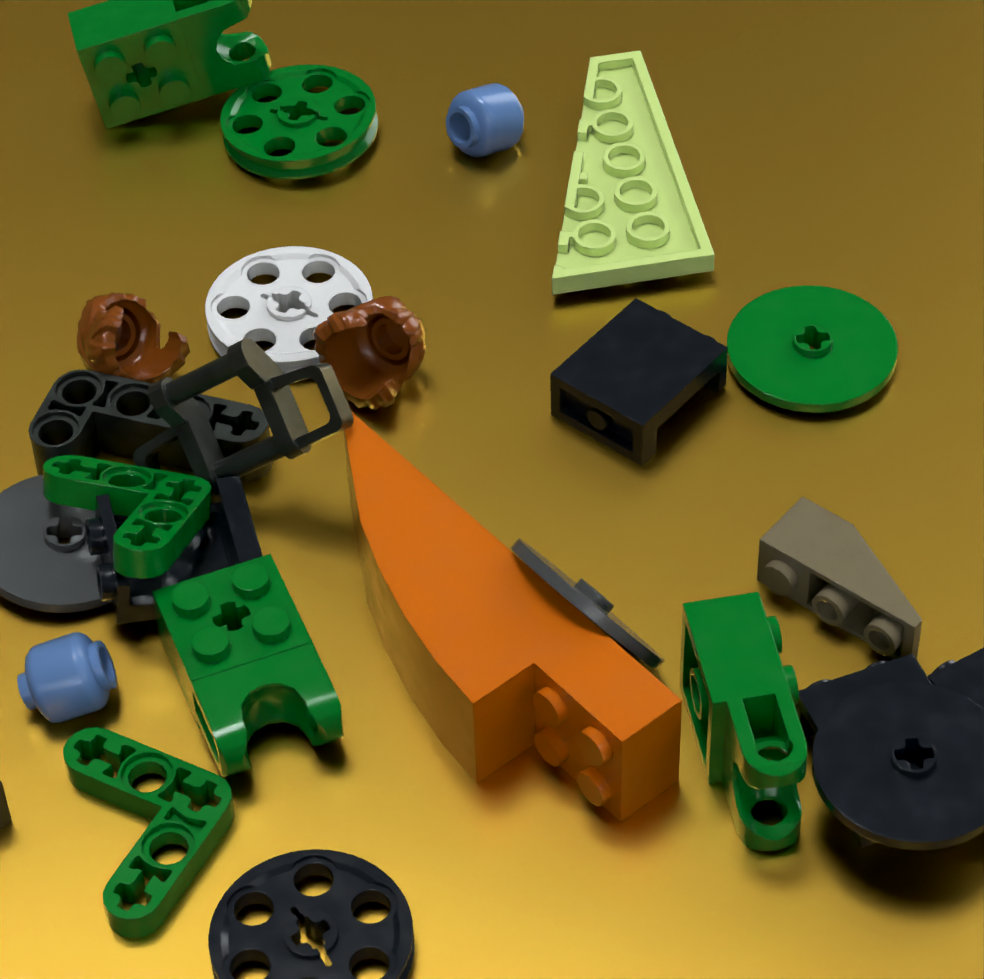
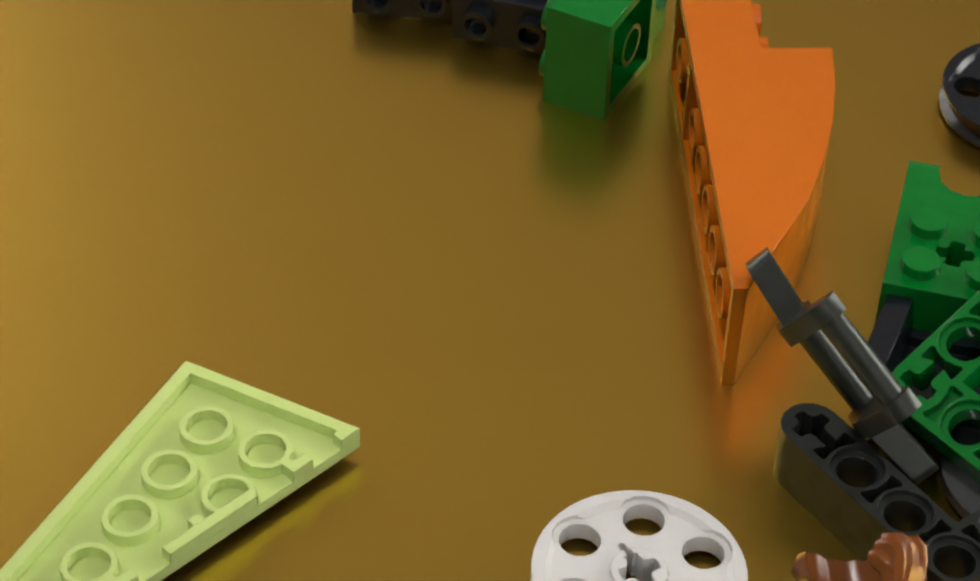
camera: 145 degrees left, 5 degrees down
(372, 349) = (612, 453): dark orange hair -> none
(589, 602) = (658, 111): dark grey piece -> none
(635, 378) = (388, 291): black panel -> none
(837, 576) = (425, 92): dark tan slope -> none
(850, 355) = (203, 263): green piece -> none

